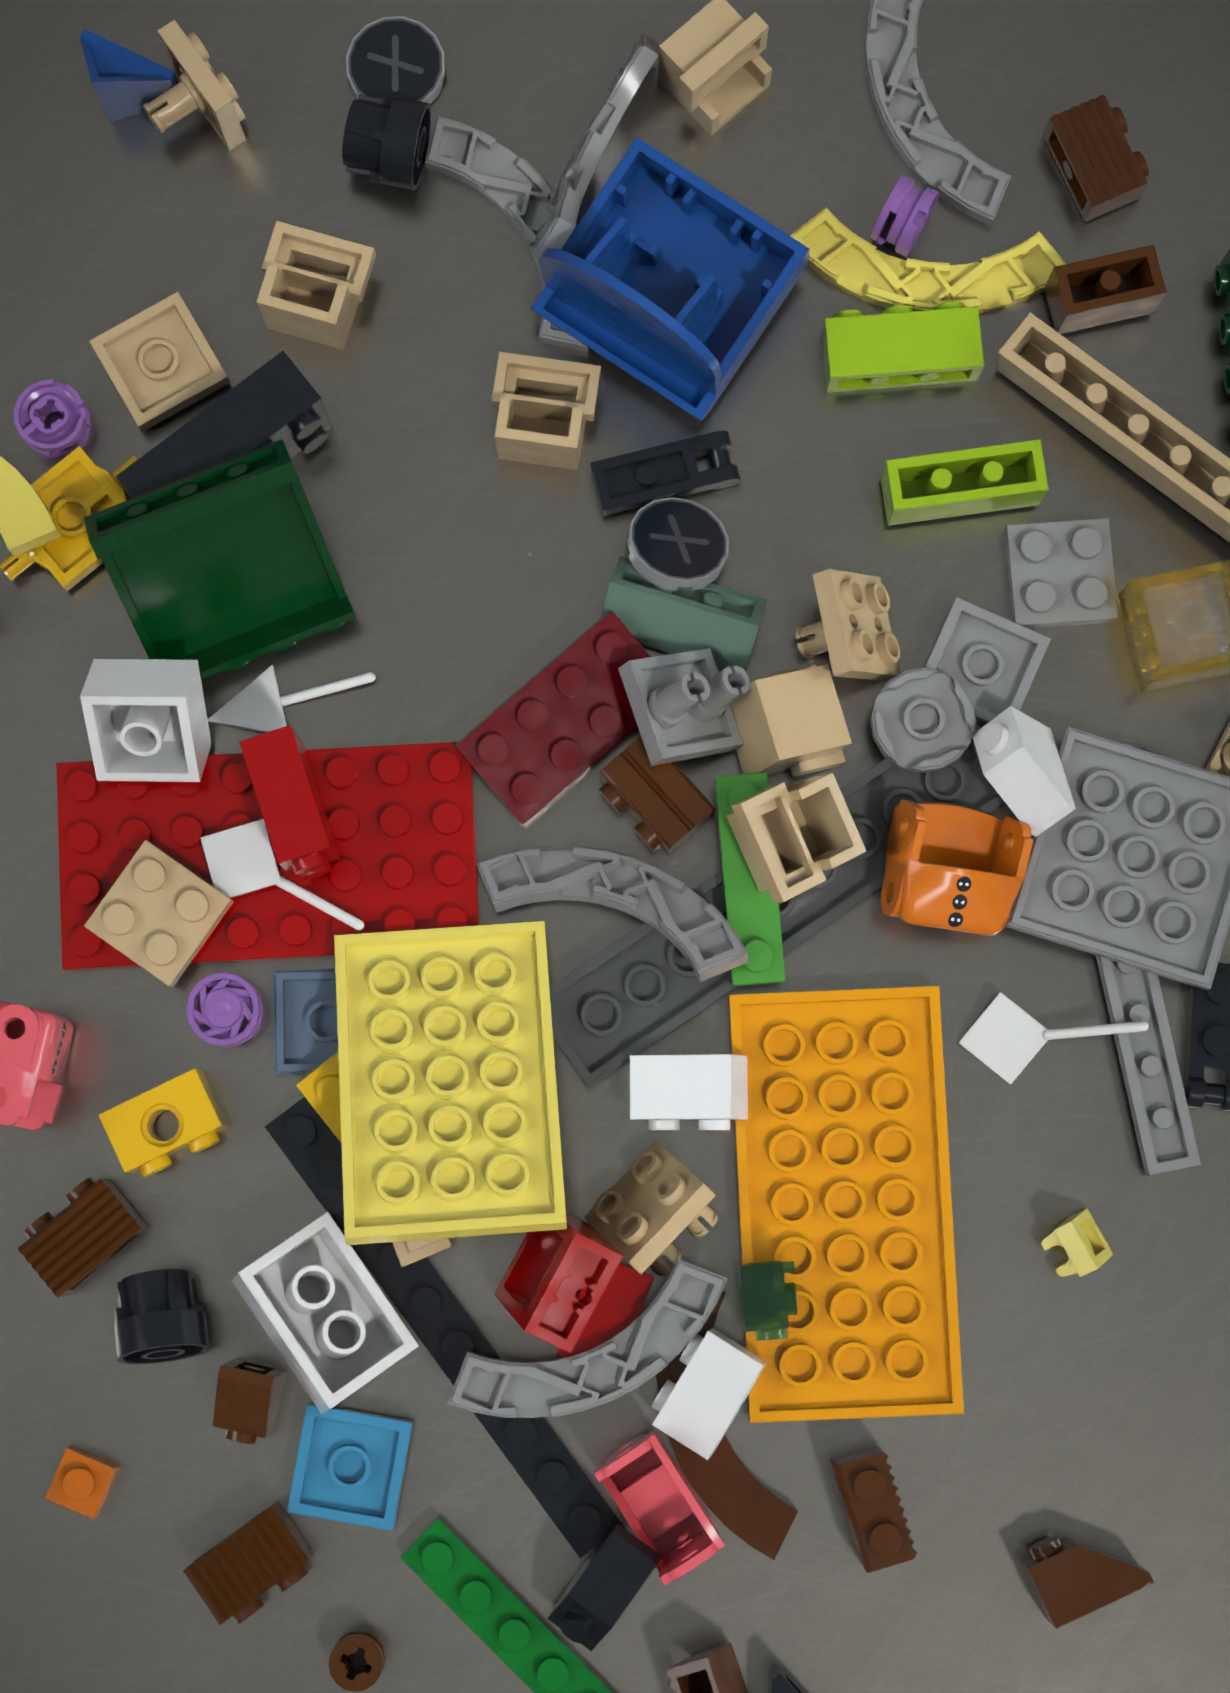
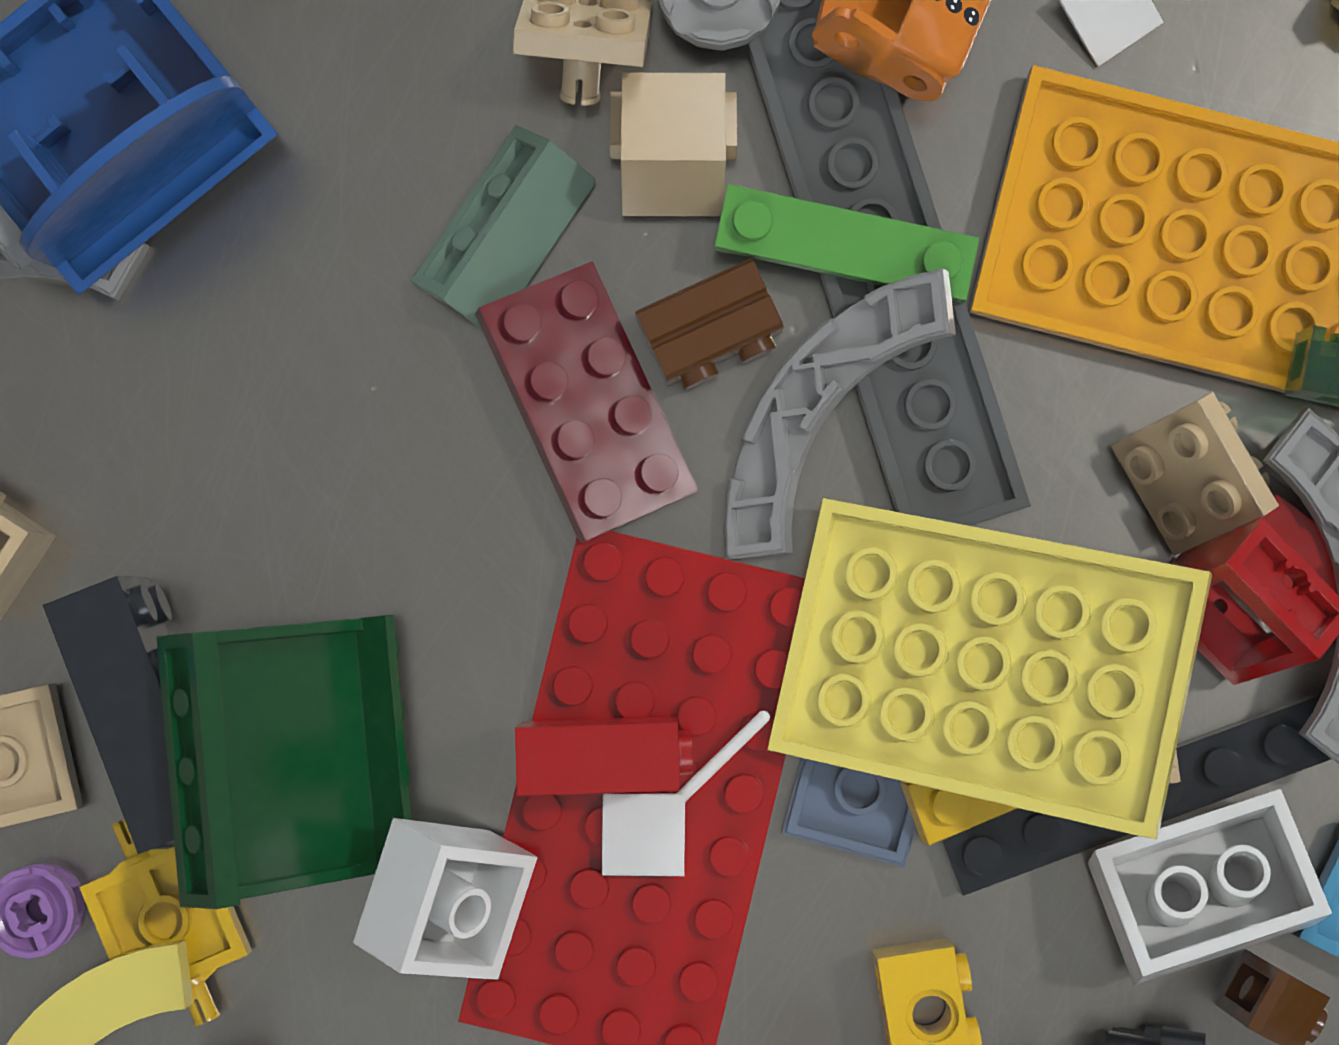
camera: 75 degrees left, 5 degrees up
(158, 913) = (679, 950): tan plate -> none
(225, 1010) = (813, 903): medium lavender wheel -> none
(261, 707) = (461, 758): white piece -> none
(543, 408) = (205, 314): tan plate -> none
(663, 472) = (326, 200): black plate -> none
(677, 544) = (419, 208): black tile -> none
(684, 704) = (618, 255): light grey plate -> none
(688, 1089) = (1071, 389): white brick -> none
(795, 834) = (821, 168): tan plate -> none

